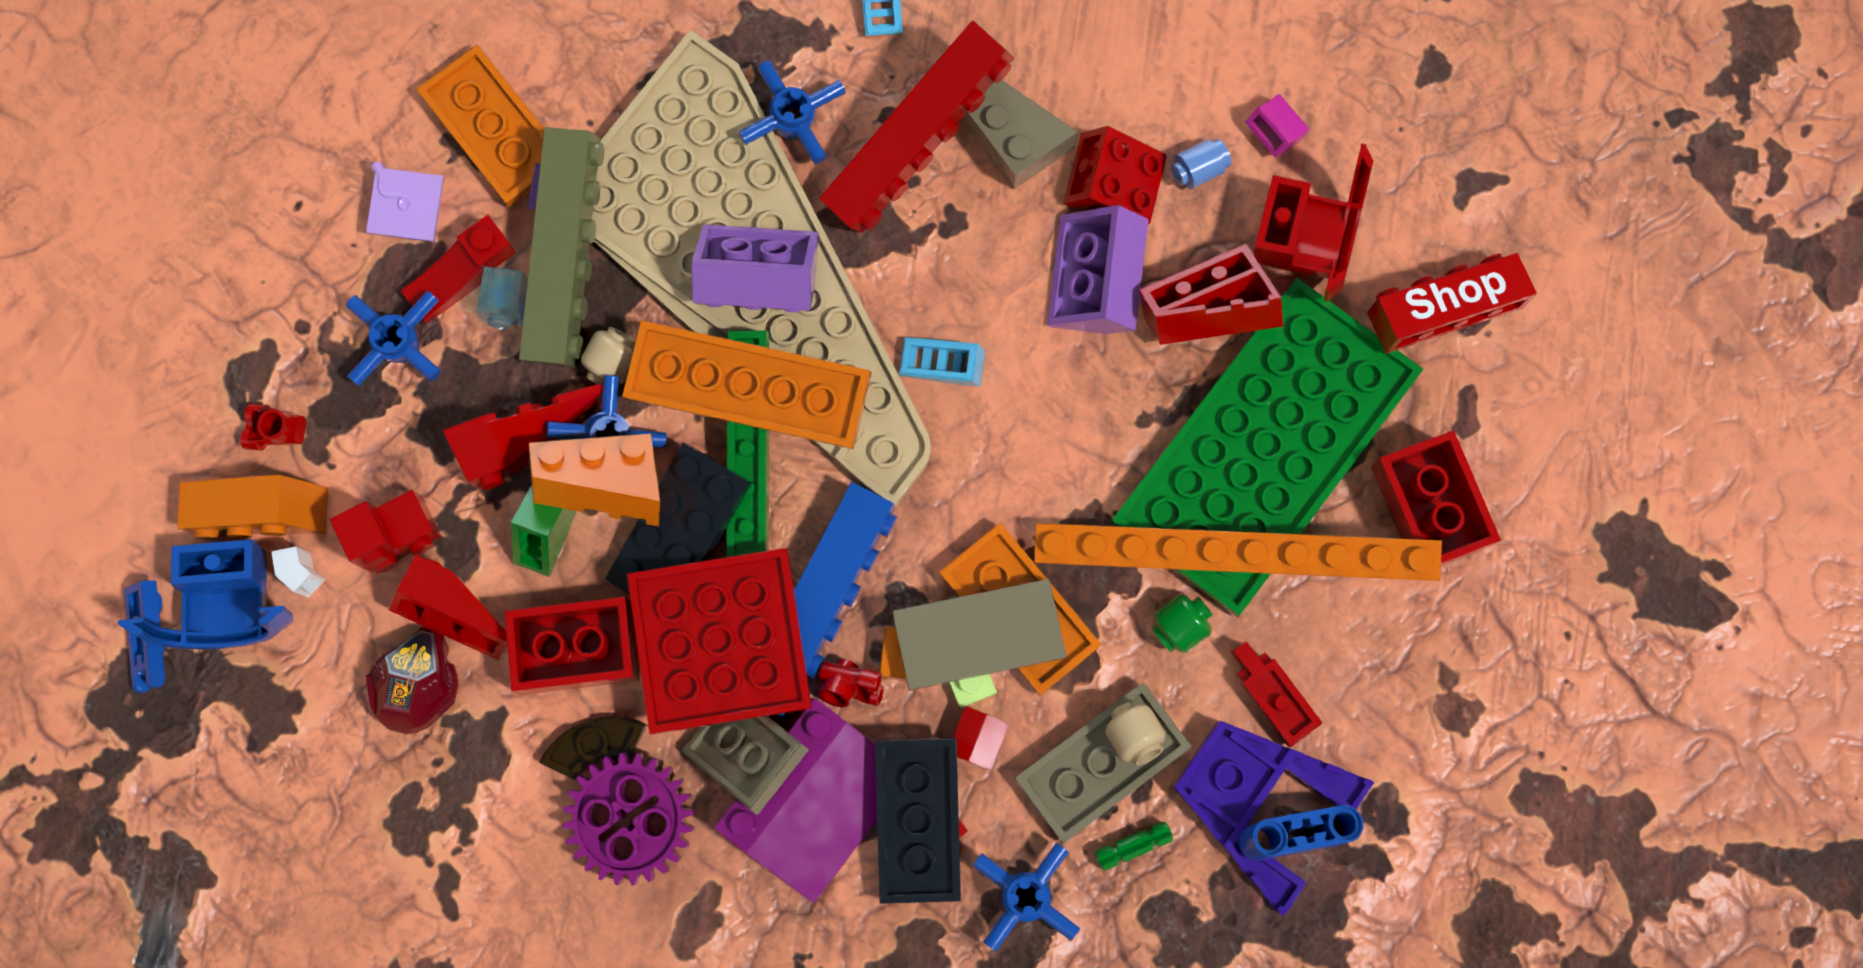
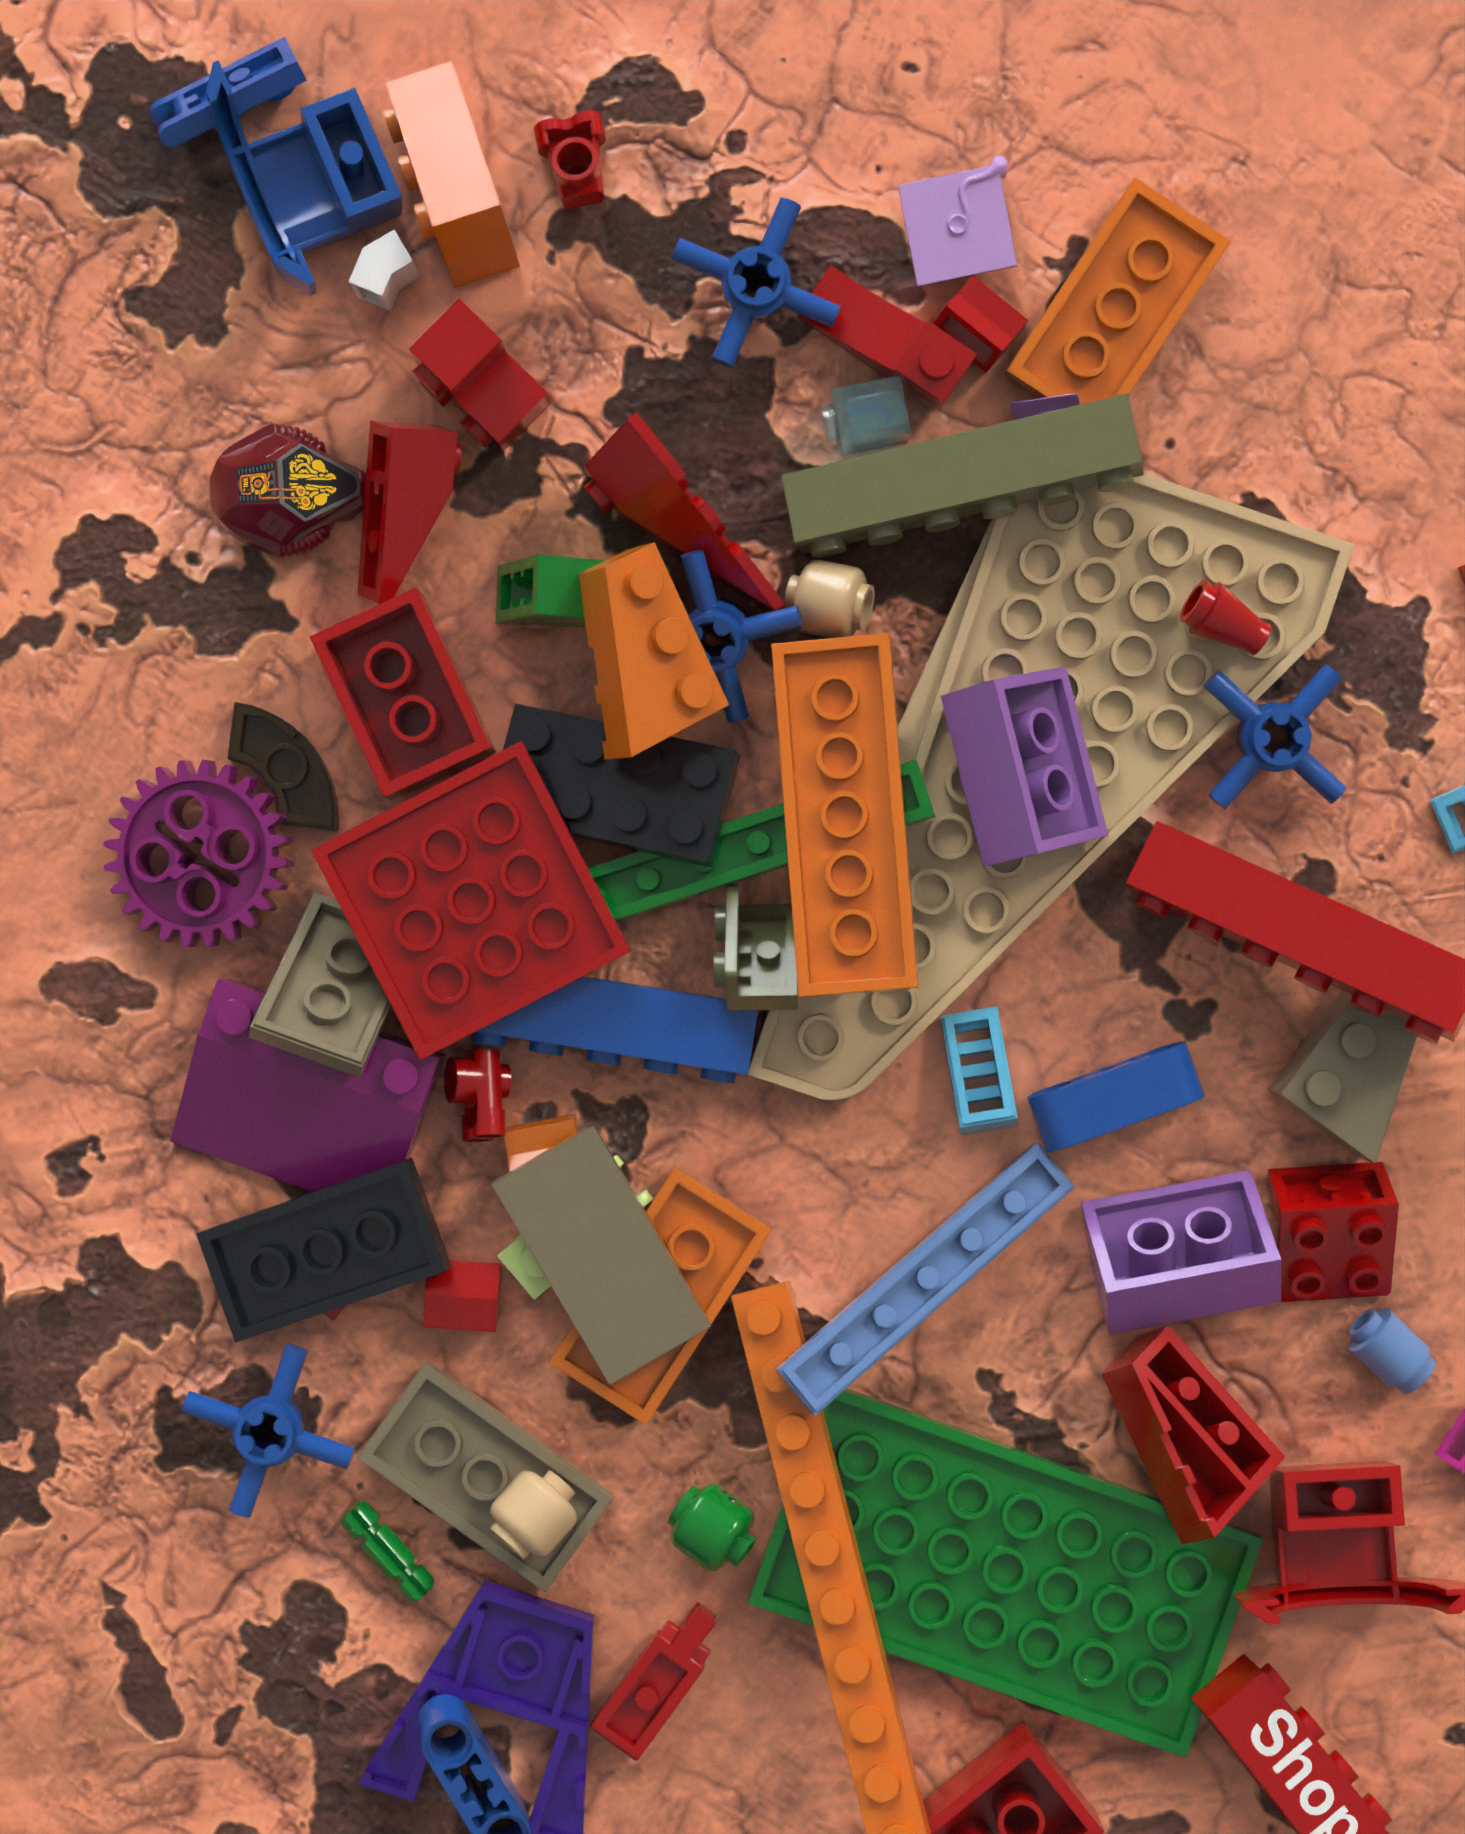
camera: 65 degrees right, 10 degrees up
(470, 207) = (981, 322): none -> red piece
(705, 119) = (1223, 618): none -> red cone
(819, 472) = (757, 955): none -> olive bracket
(985, 280) = (1116, 1096): none -> blue beam
(1063, 435) = (924, 1279): none -> medium blue tile

